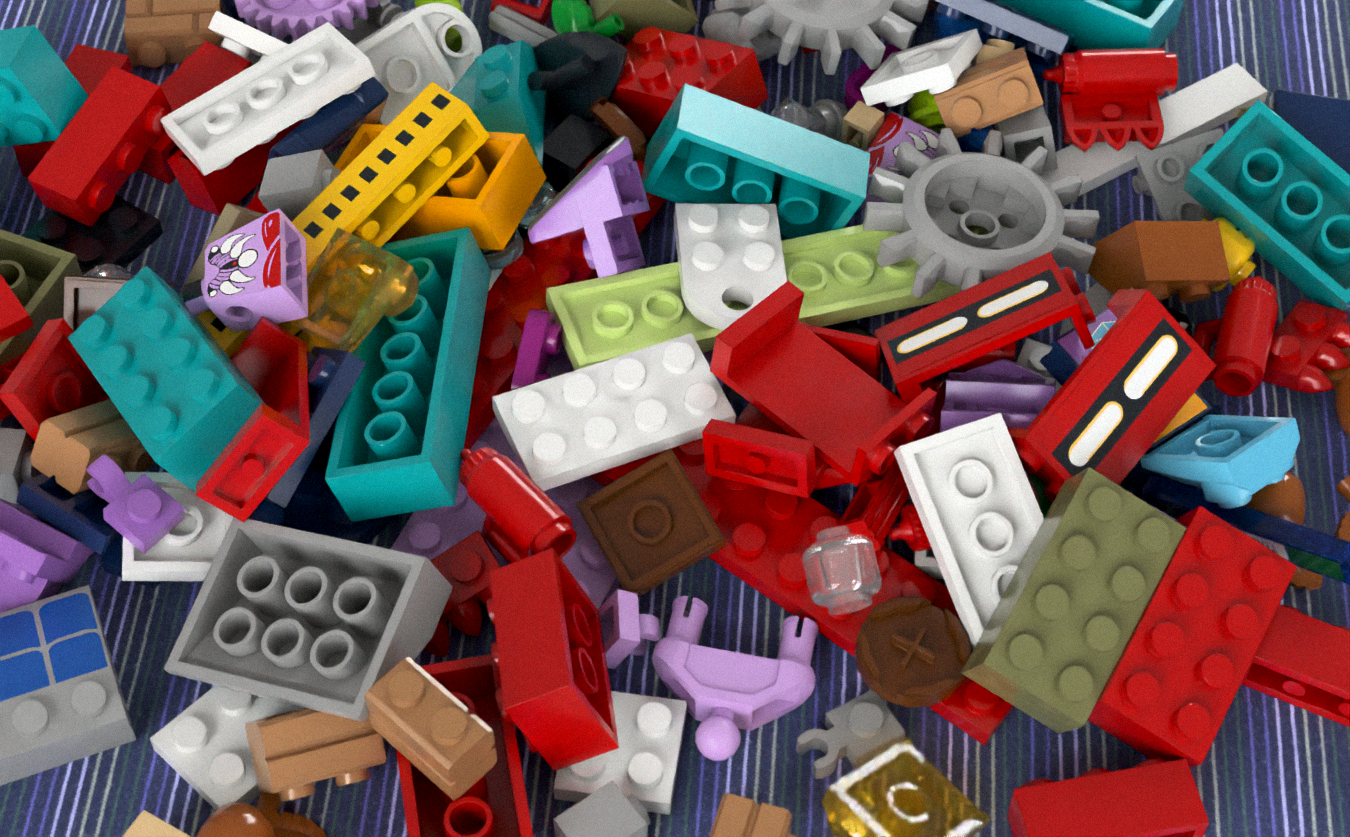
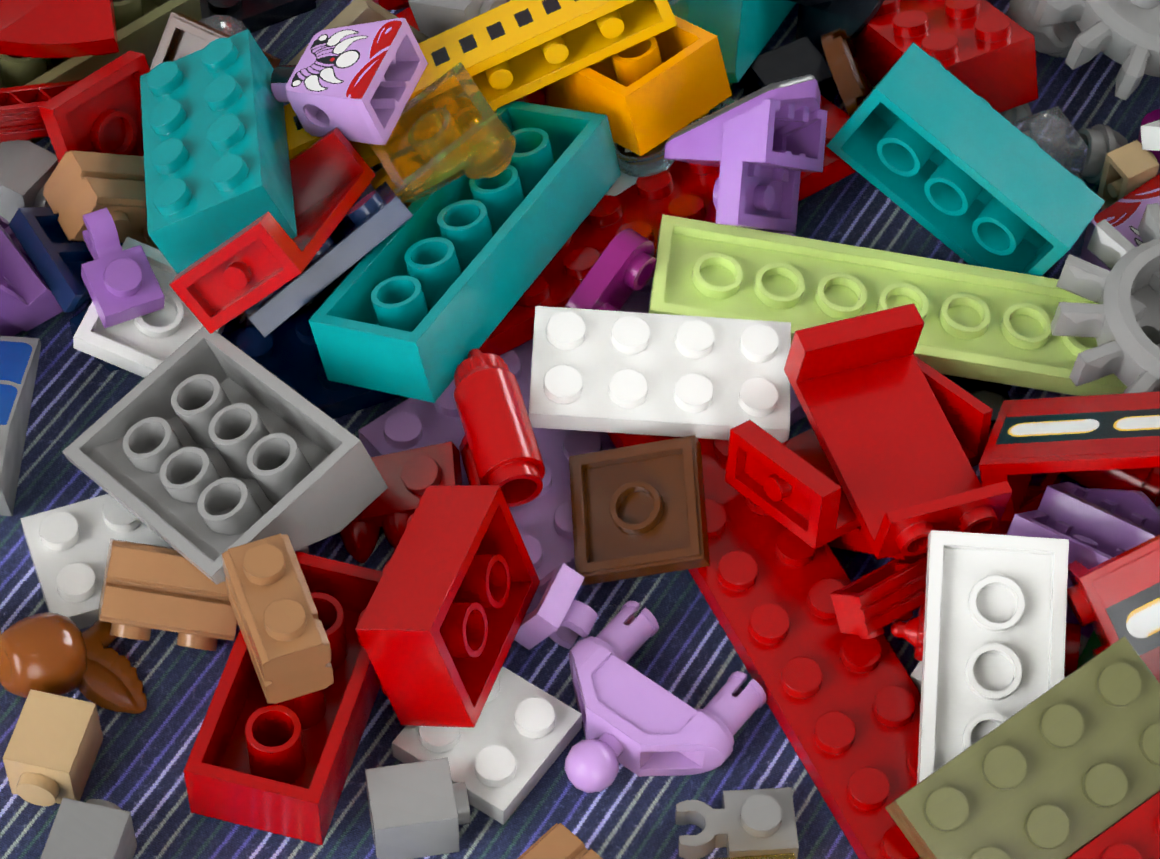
camera: 25 degrees right, 0 degrees up
(727, 257) = (883, 254): white plate -> none
(841, 571) = (811, 643): clear head -> none
(912, 652) = (846, 763): reddish brown tile -> none

